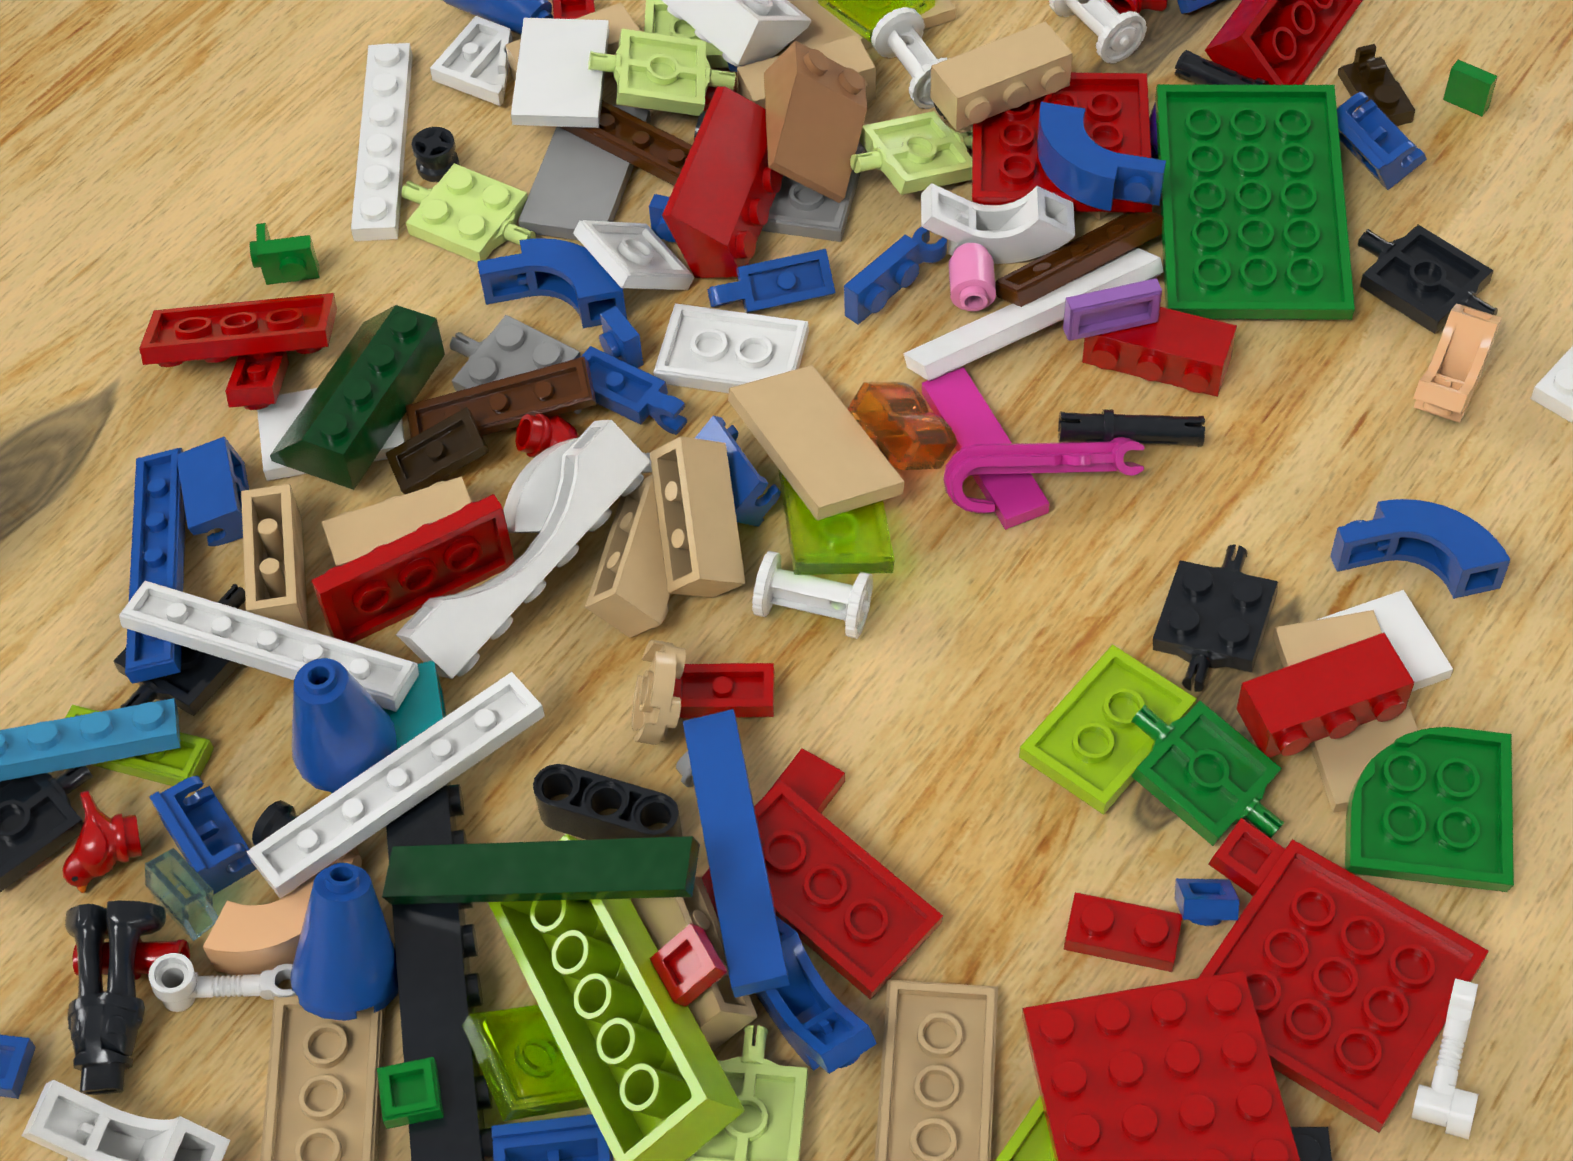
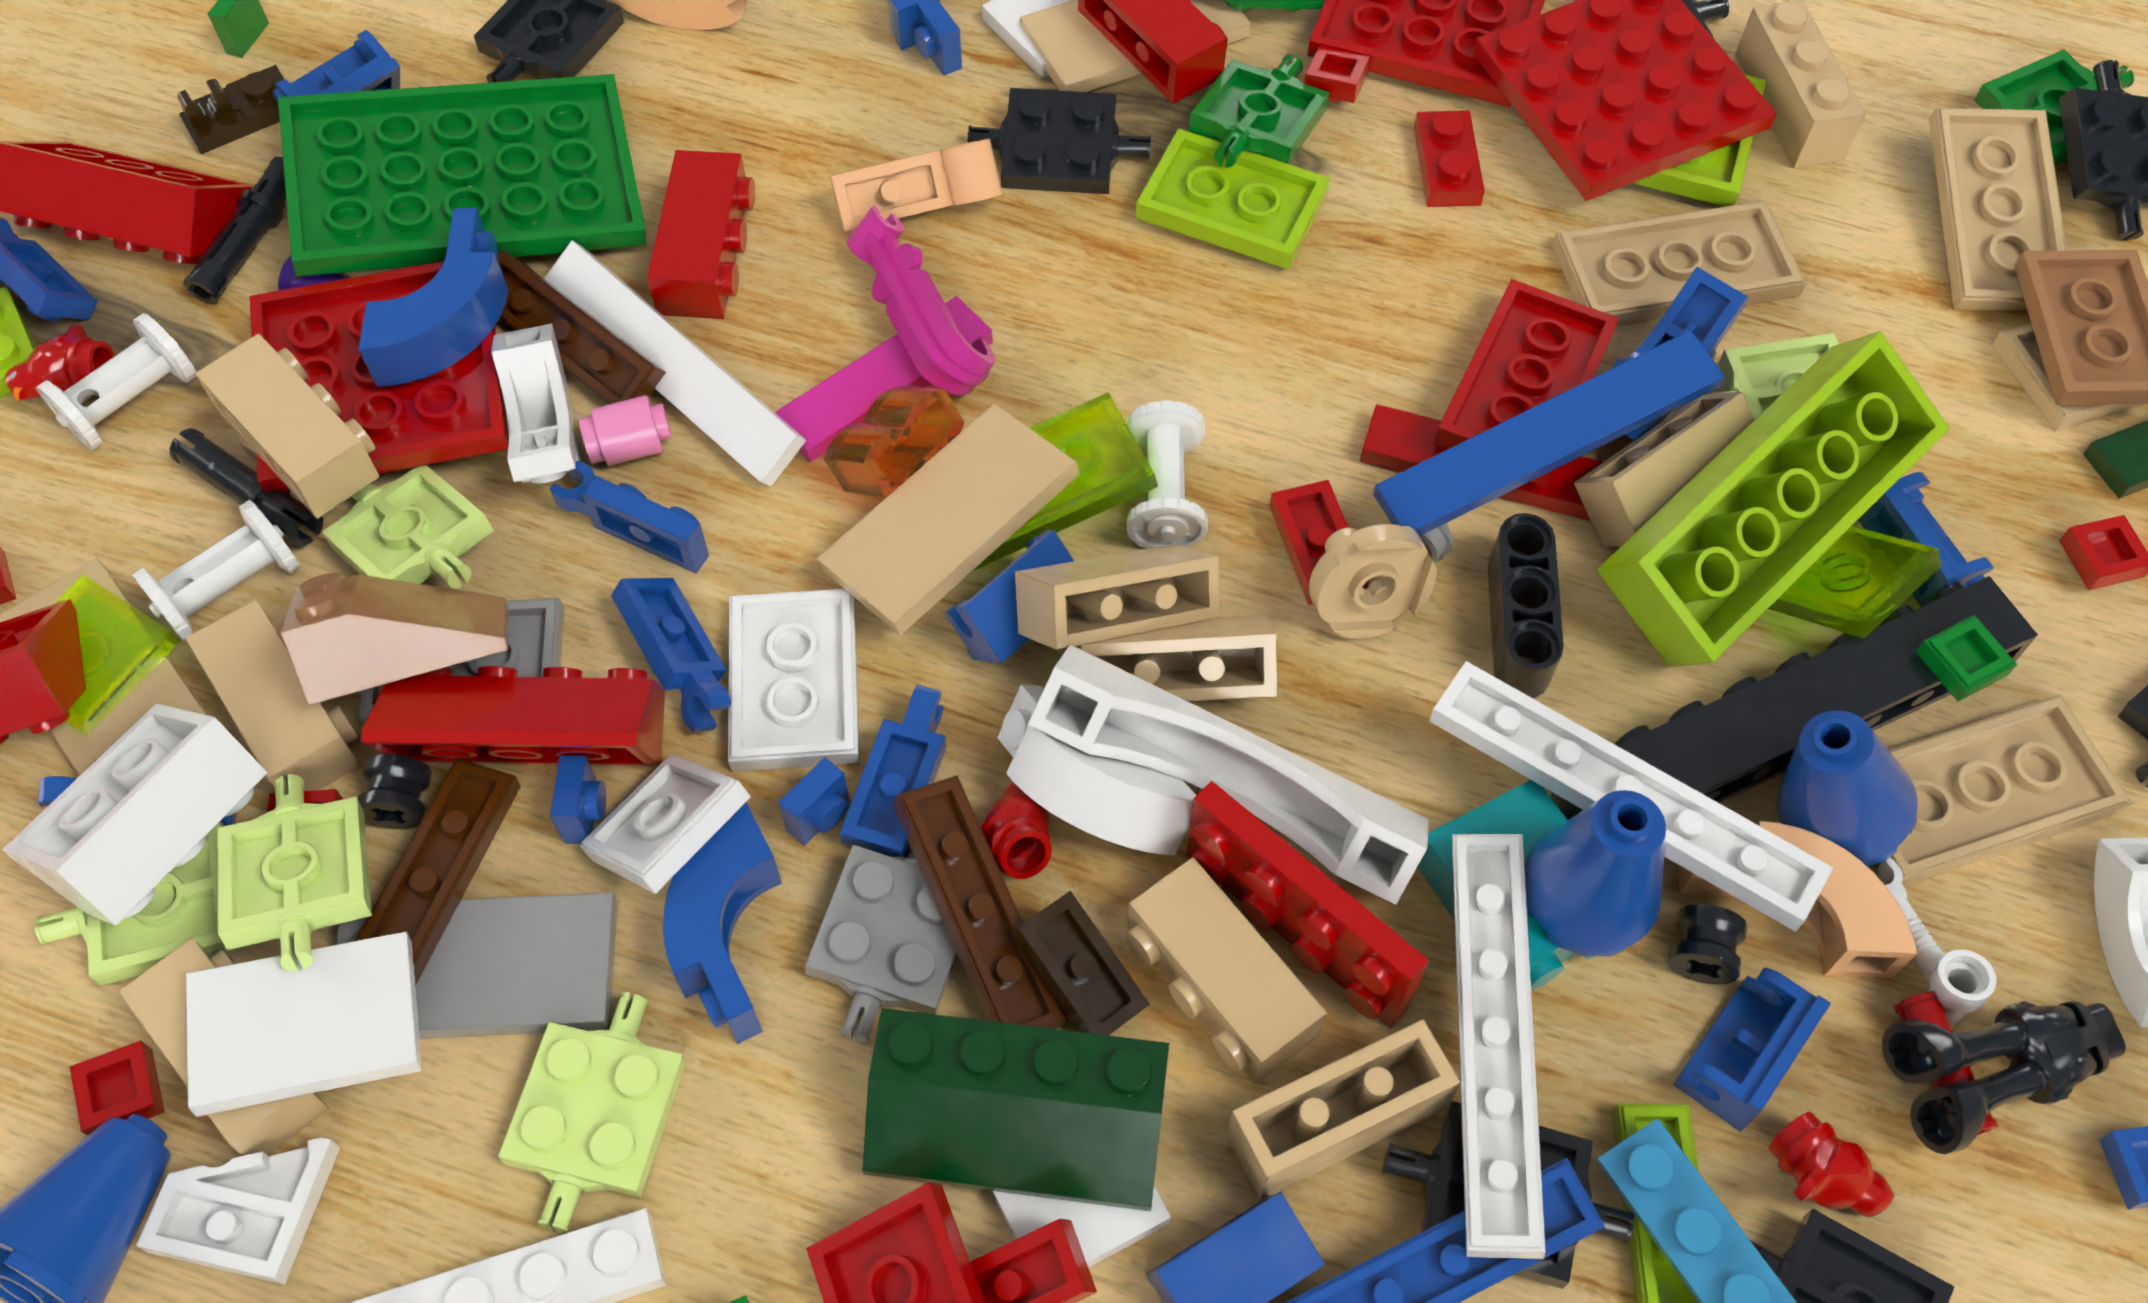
camera: 110 degrees left, 5 degrees up
(163, 878) = (1863, 1002): clear light blue piece -> none
(434, 152) = (462, 1190): black wheel -> none
(542, 870) = (1699, 576): dark green tile -> none
(688, 965) = (1722, 417): red plate -> none
(1112, 309) = (695, 240): medium lavender tile -> none
(1140, 428) = (832, 260): black pin -> none
(1176, 492) = (918, 183): none -> light nougat plate
(1206, 900) = (1397, 93): blue plate -> none

